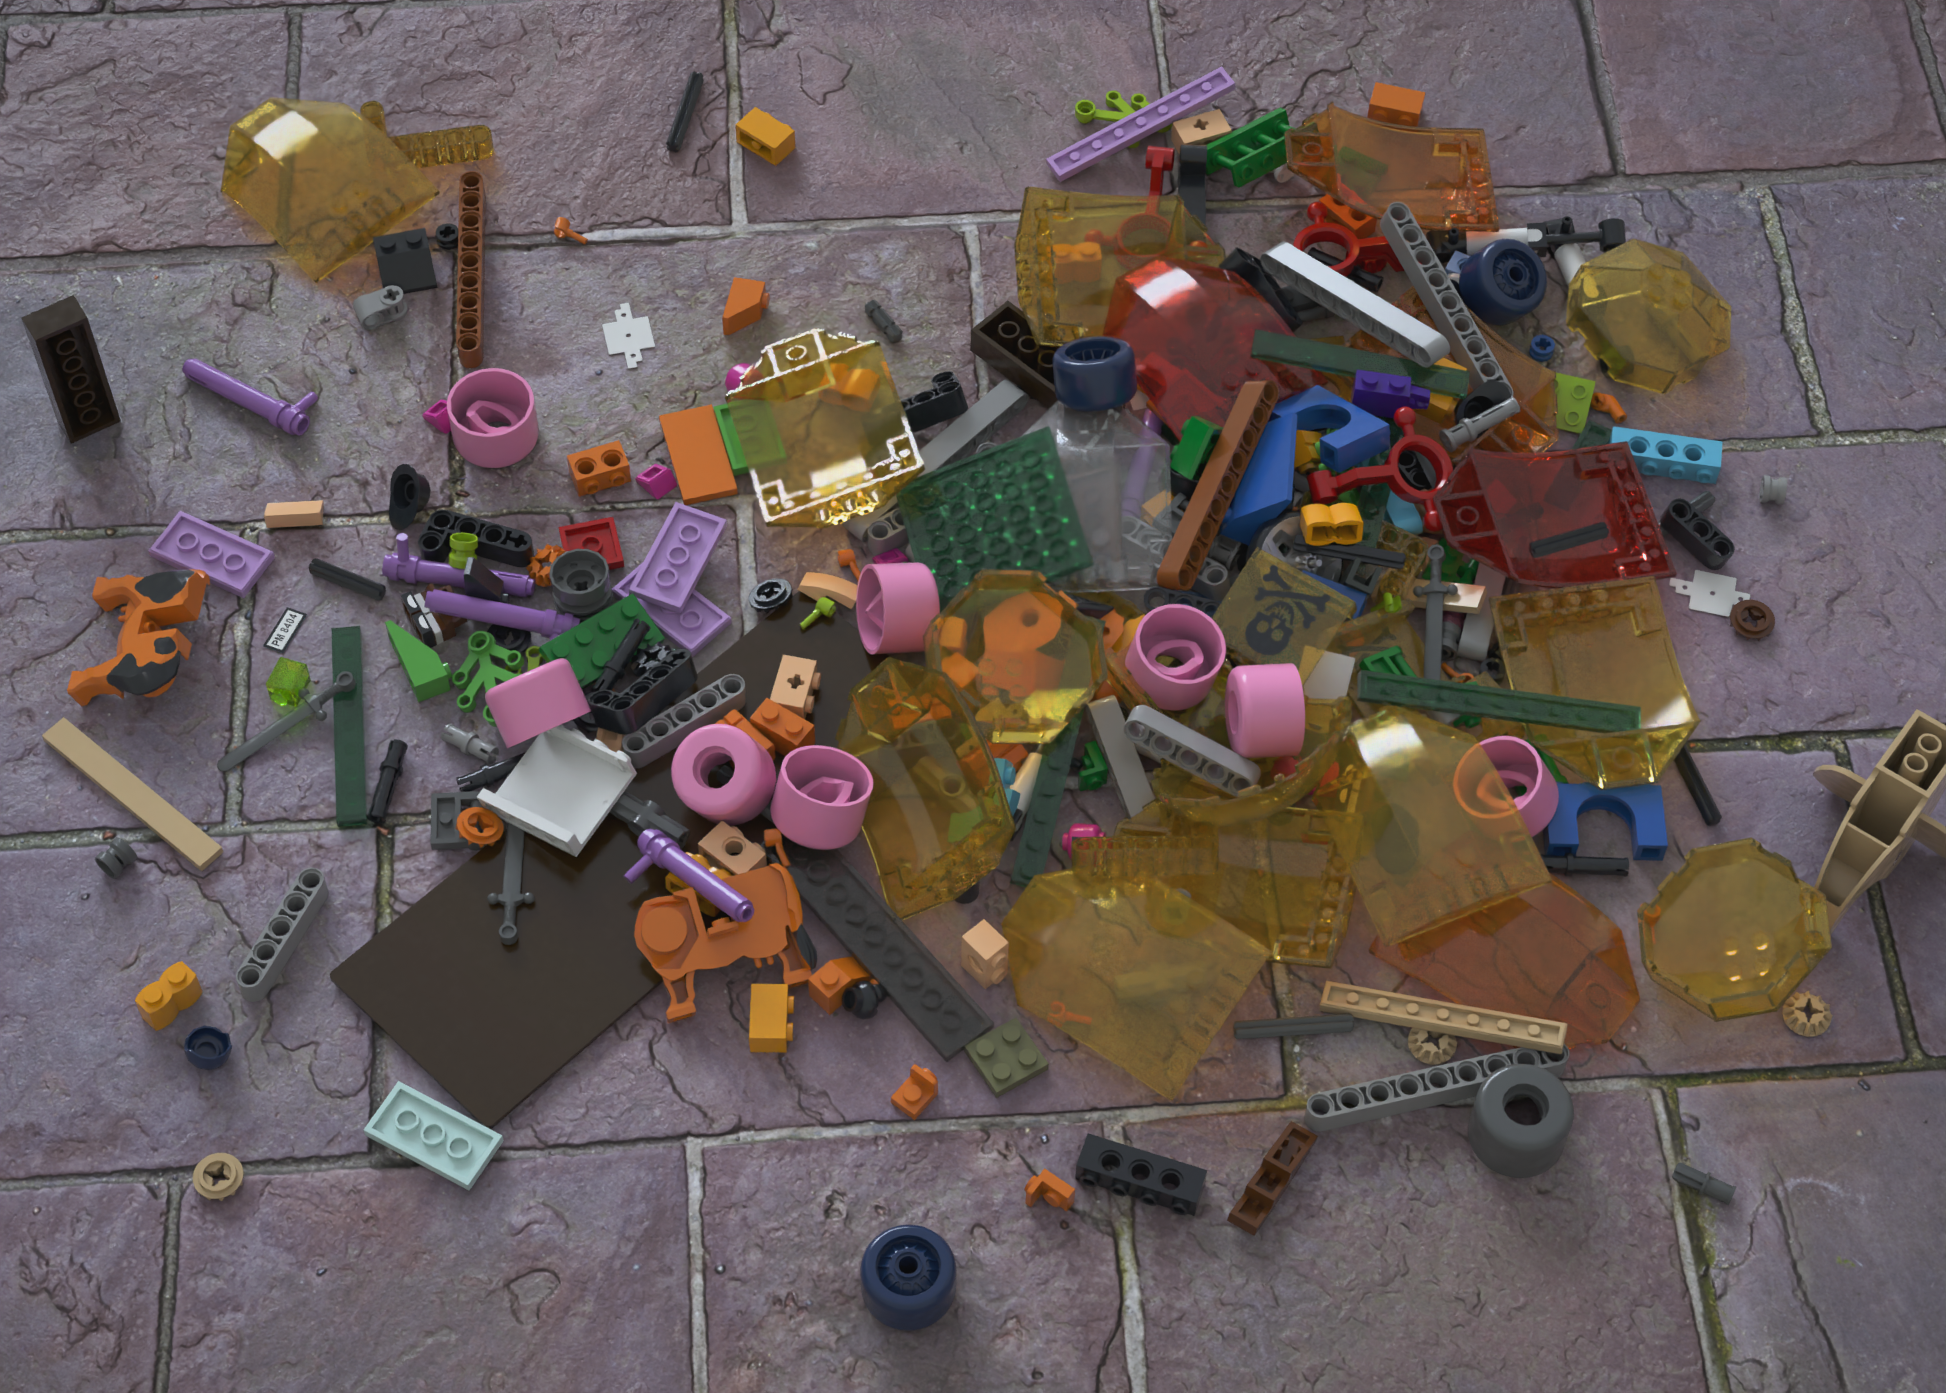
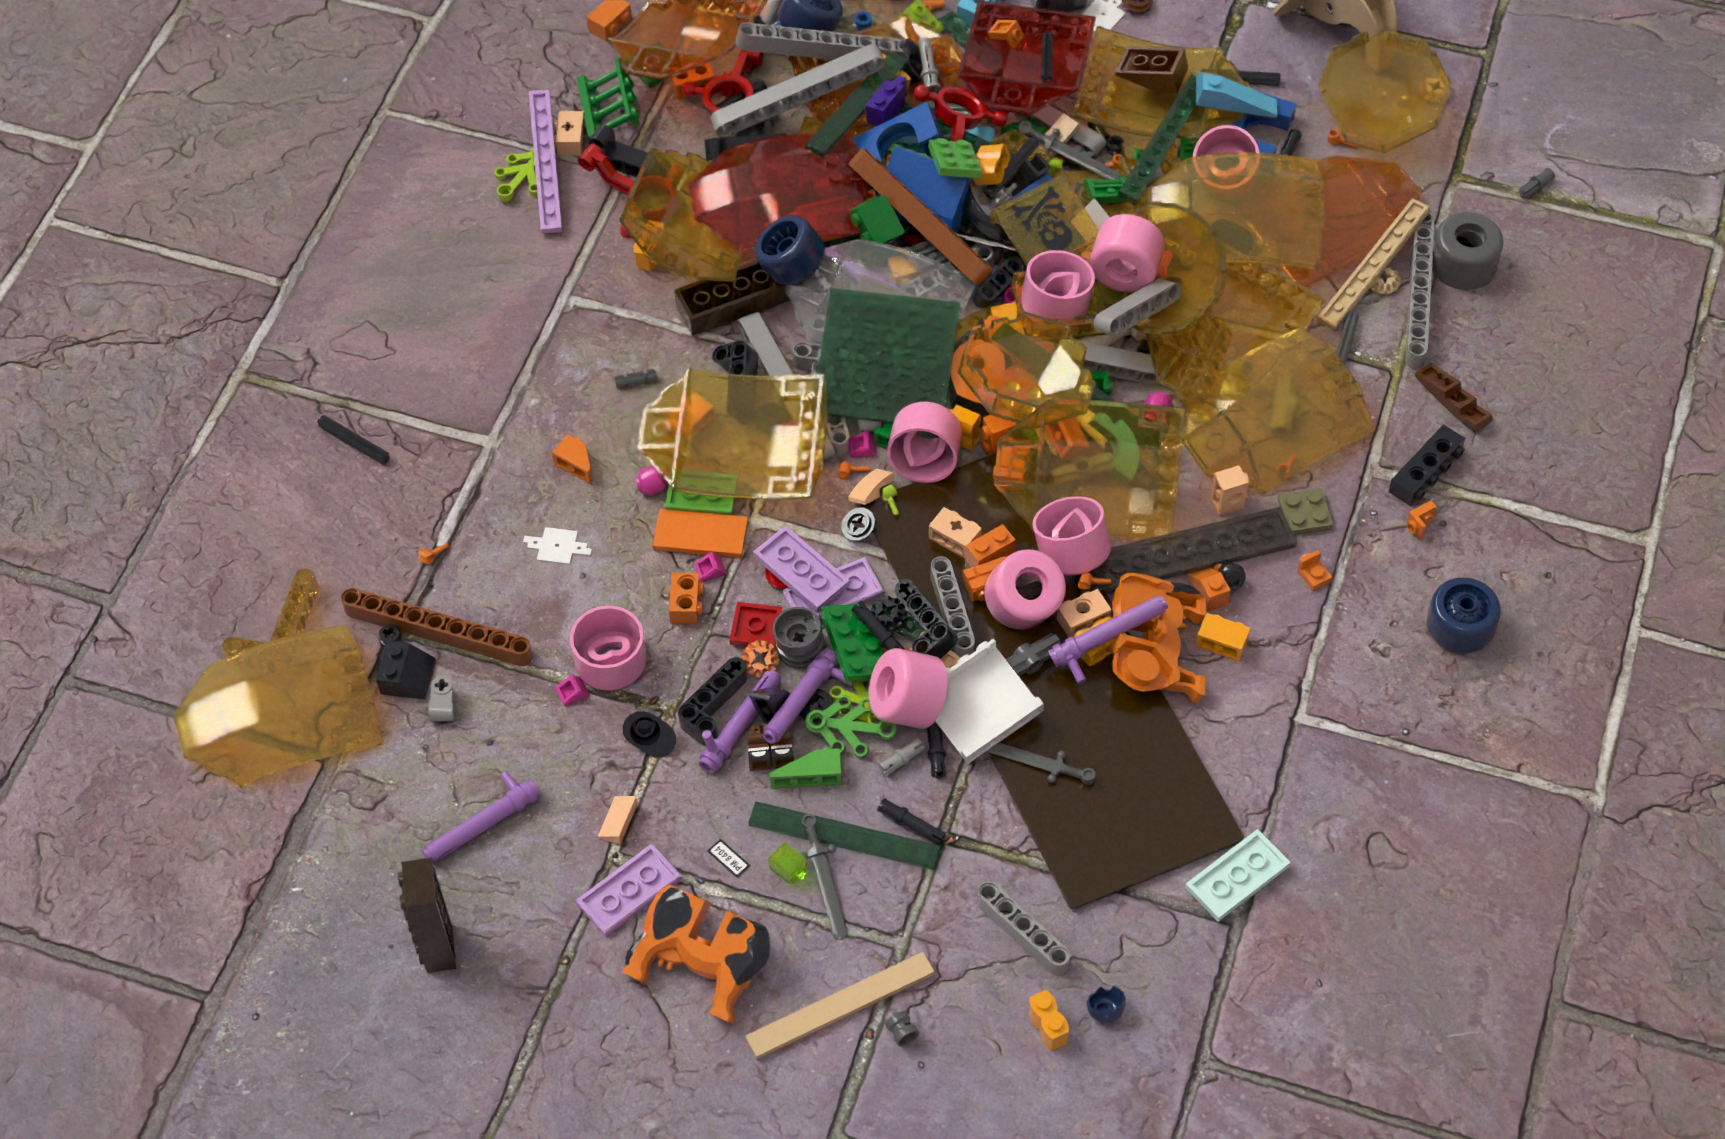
camera: 65 degrees left, 0 degrees up
(212, 1166) = (1216, 1018): tan gear -> none
(347, 579) = (703, 799): black axle -> none
(444, 815) = (967, 791): dark grey plate -> none
(462, 547) = (726, 705): lime wheel -> none
(487, 819) = (982, 761): orange gear -> none
(765, 136) = (414, 393): light orange brick -> none
(1229, 562) = (984, 241): none -> white piece
(1305, 478) = (955, 158): none -> bright green plate
(1581, 485) = (1006, 30): none -> orange bracket
(1619, 661) = (1154, 68): none -> reddish brown slope
(1622, 756) = (1226, 94): none -> medium azure wedge

